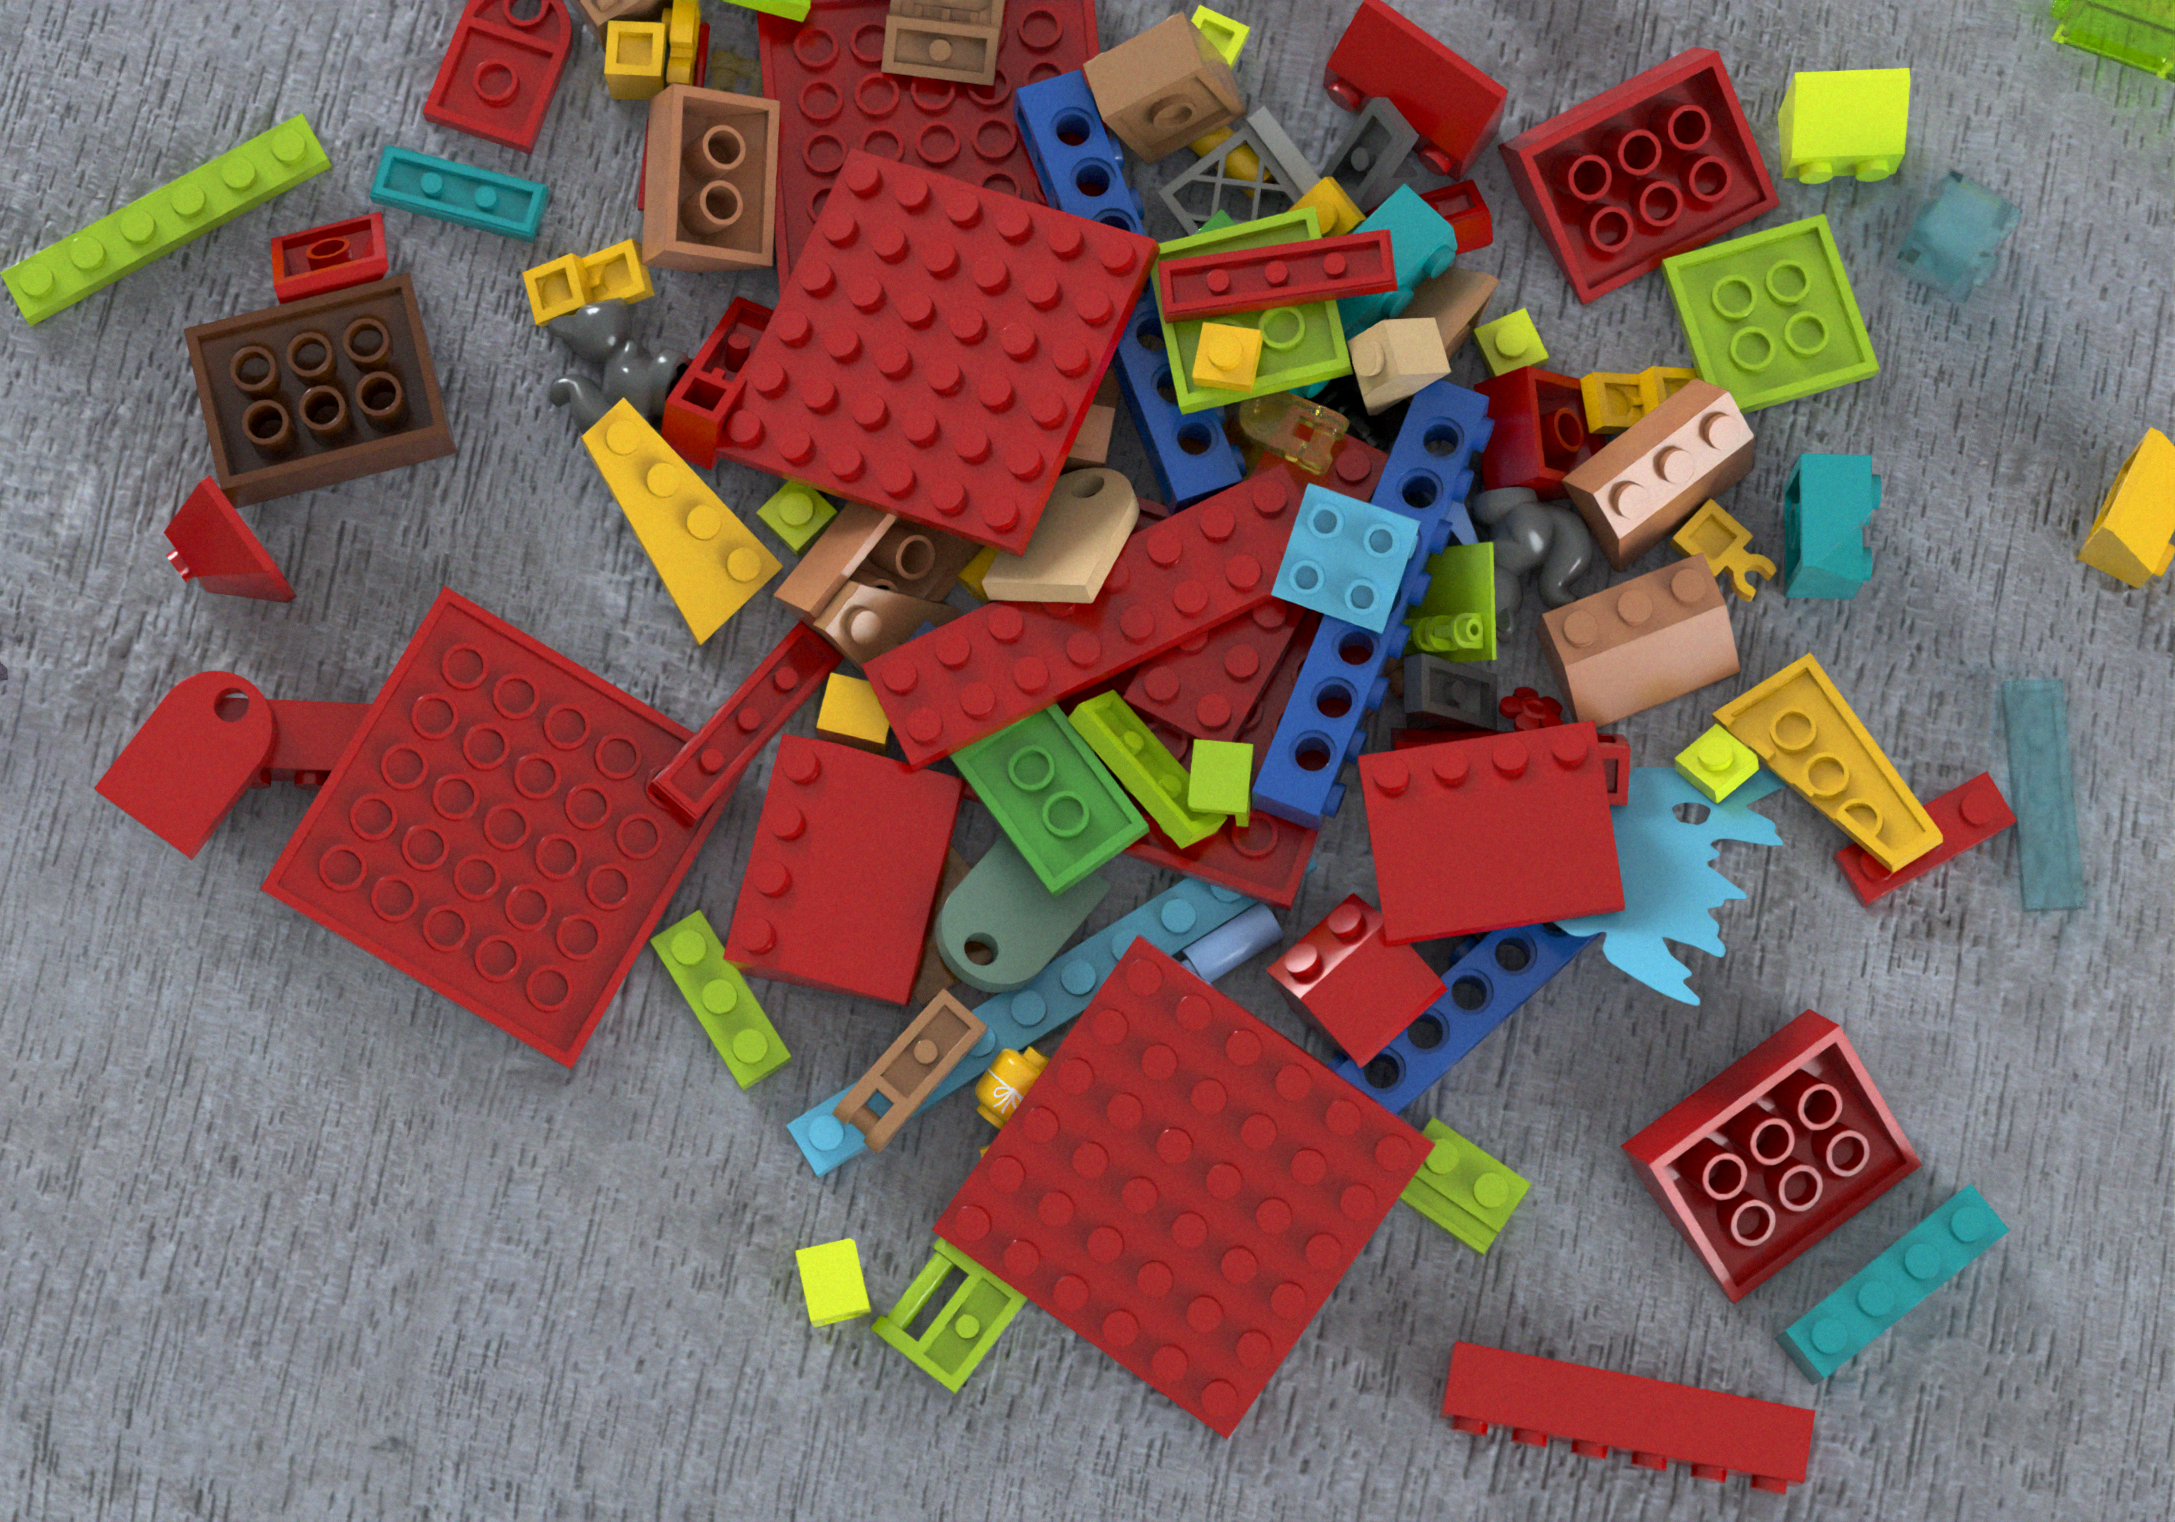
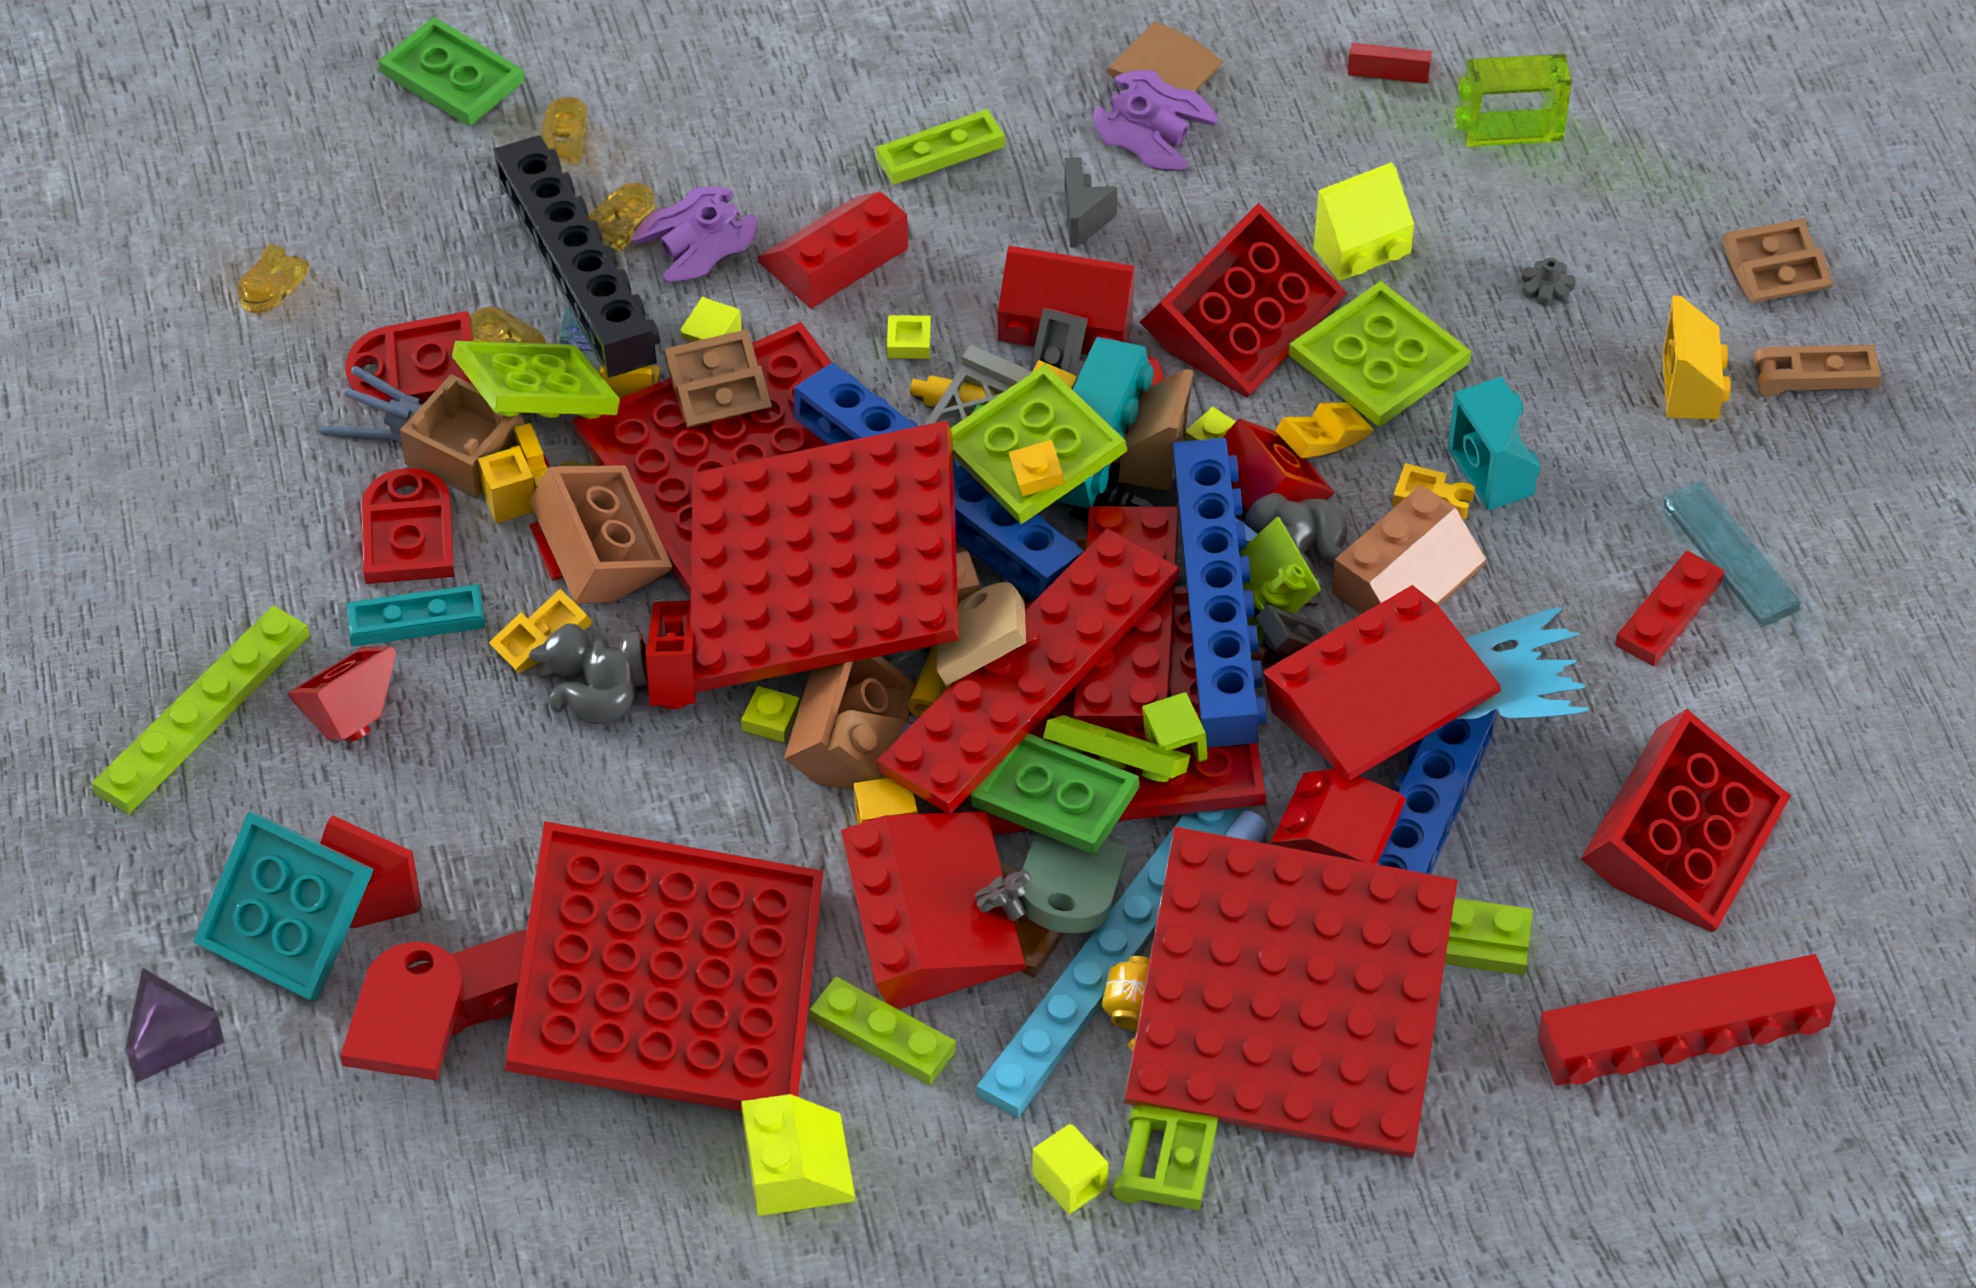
camera: 25 degrees left, 25 degrees down
(124, 552) = (283, 906): none -> teal plate
(319, 391) = (383, 752): reddish brown slope -> none
(546, 1124) = (795, 1154): none -> neon yellow slope
(689, 534) = (704, 747): yellow wing -> none
(746, 722) = (807, 843): red tile -> none
(911, 1069) = (1052, 1002): medium nougat plate -> none
(917, 912) = (1005, 894): none -> dark grey plant
(1164, 88) = (897, 354): medium nougat container -> none
(1274, 419) = (1085, 510): clear yellow plate -> none
(1277, 276) = (1043, 409): red tile -> none
(1346, 558) = (1186, 553): medium azure hinge -> none
(1397, 360) = (1152, 433): tan slope -> none
(1662, 471) = (1366, 452): nougat slope -> none
(1716, 763) = (1504, 613): neon yellow plate -> none
(1829, 758) = (1578, 577): yellow wing -> none
(1891, 1284) = (1816, 866): teal brick -> none
(1956, 235) = (1477, 257): clear light blue brick -> none
(2038, 295) = (1548, 280): none -> dark grey plant

